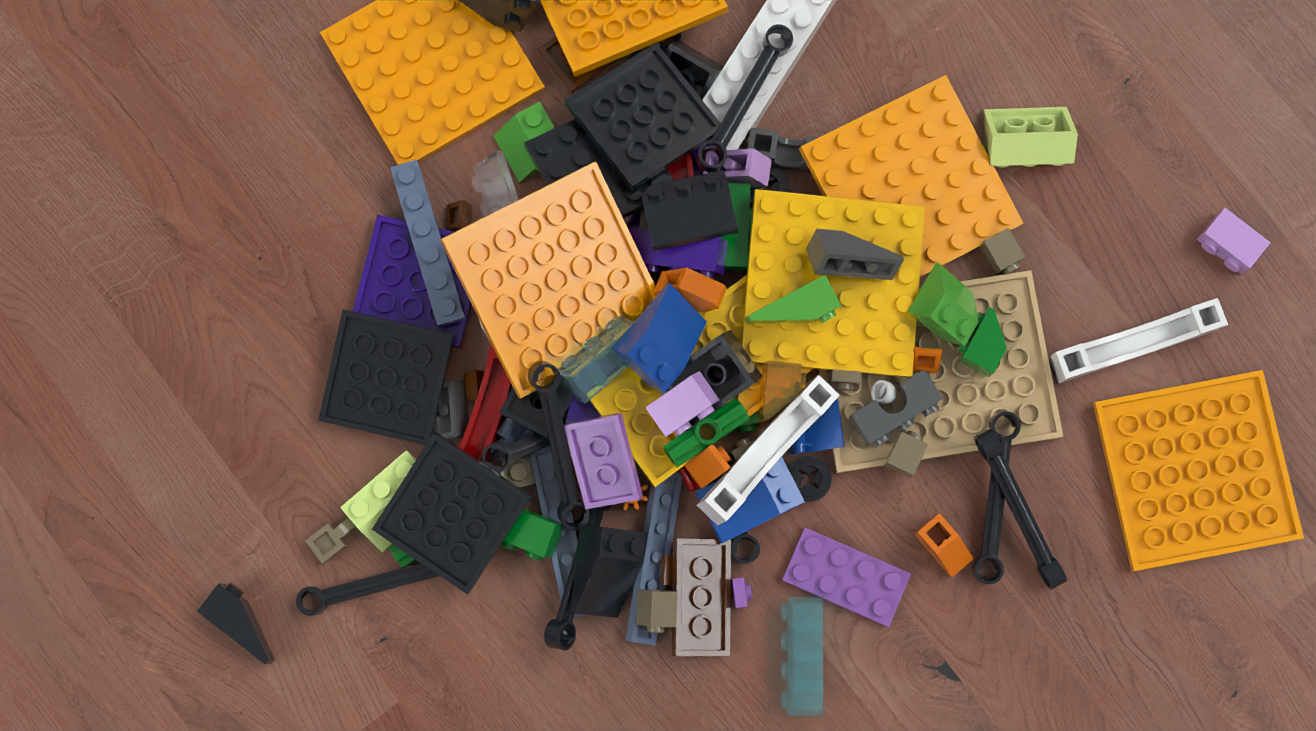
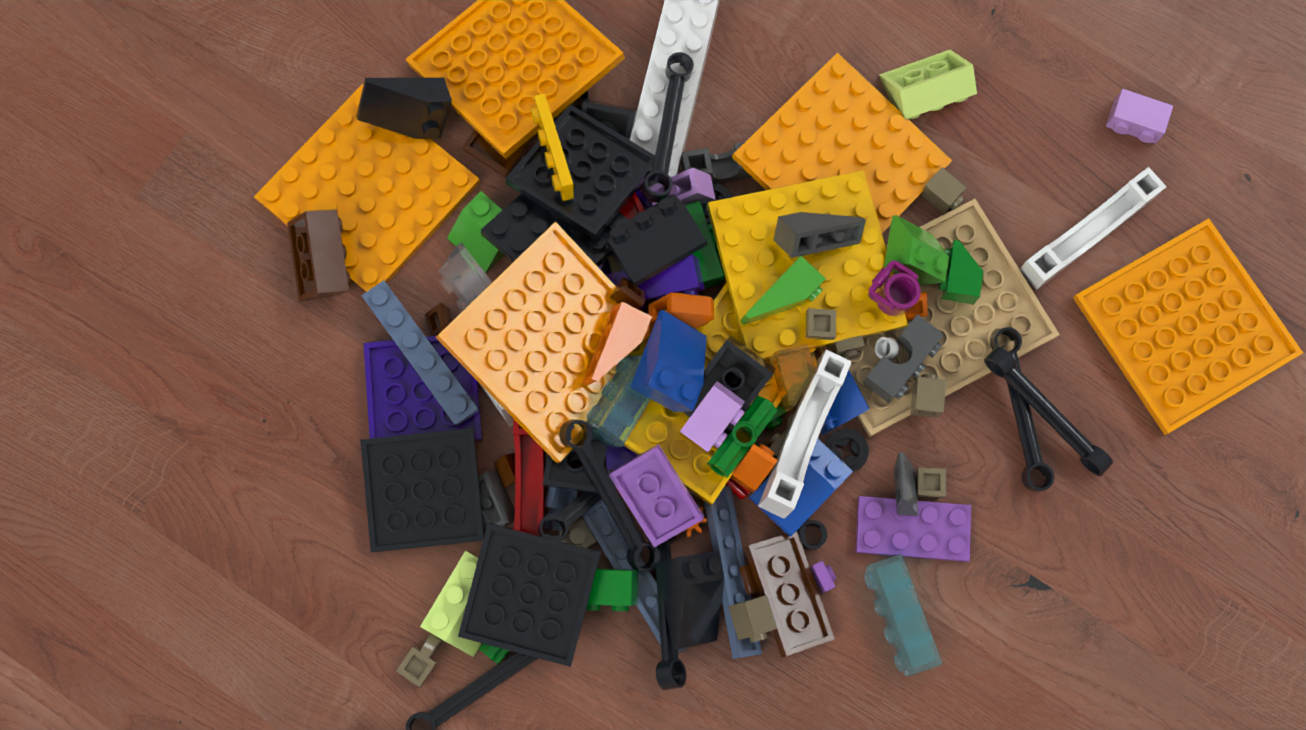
camera: 25 degrees left, 5 degrees down
(362, 113) = (318, 255): none -> reddish brown slope
(619, 94) = (554, 156): none -> yellow plate
(622, 294) = (621, 334): none -> slope
(644, 257) = (628, 293): none -> reddish brown slope
(822, 348) = (820, 324): none -> dark tan plate
(853, 534) = (905, 486): none -> dark grey slope
(879, 538) = (931, 482): none -> dark tan plate
(909, 342) = (896, 293): none -> magenta piece
(944, 544) = (991, 467): orange slope -> none

